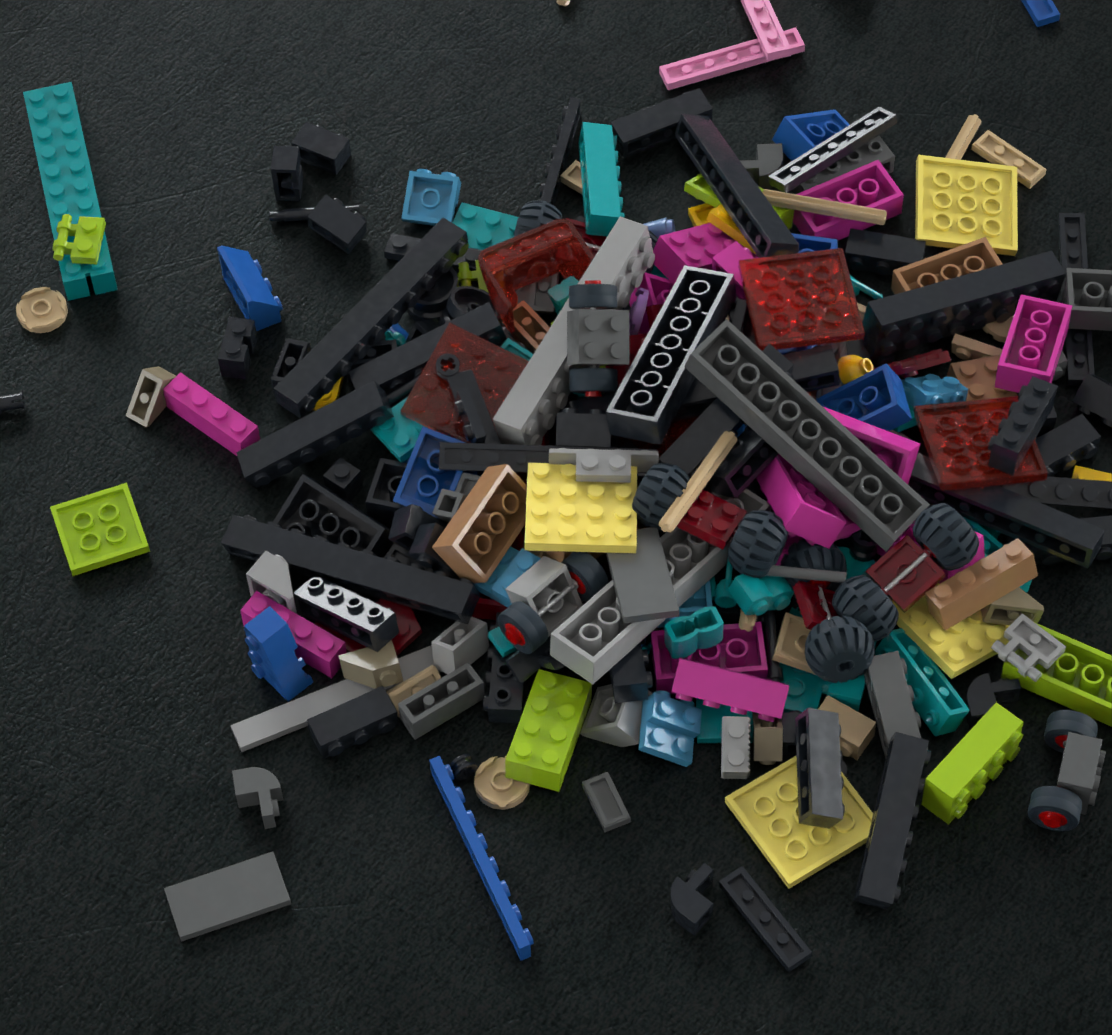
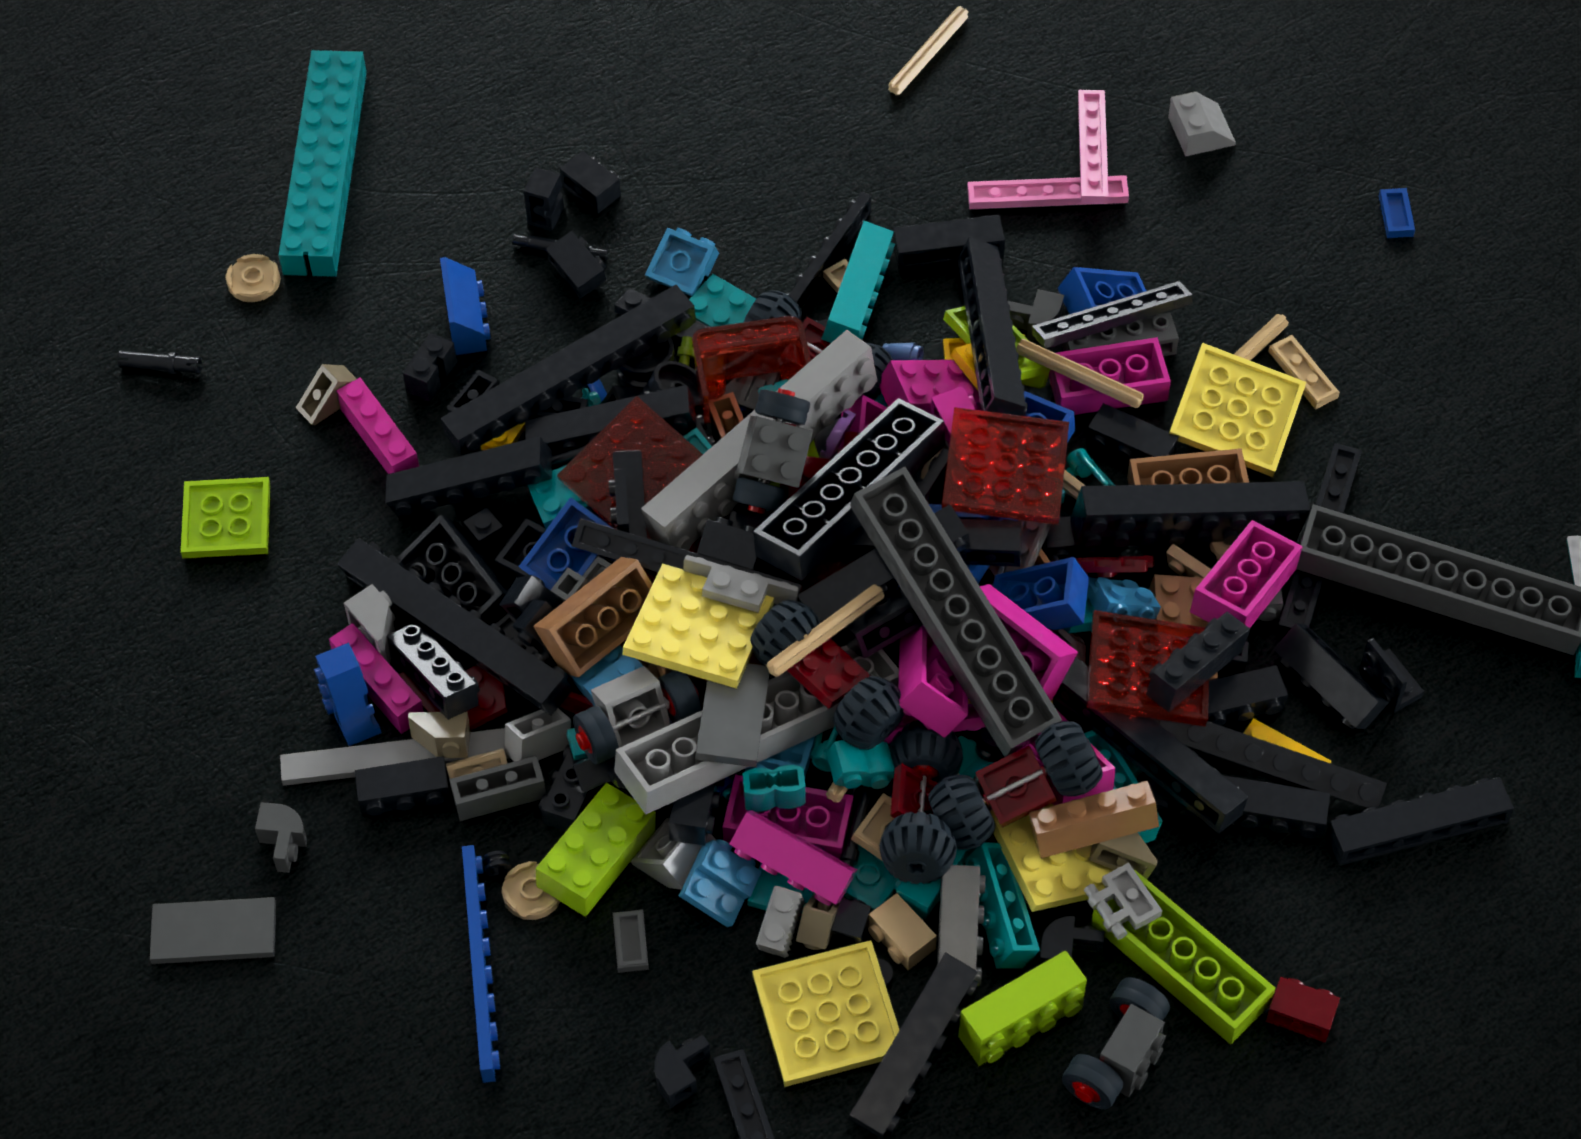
camera: 15 degrees right, 0 degrees up
(87, 239) = (315, 219): lime plate -> none
(445, 359) = (618, 433): black bush -> none
(806, 573) = (912, 758): dark grey bar -> none
(819, 768) = (855, 968): black brick -> none
(853, 367) = (1044, 550): yellow brick -> none

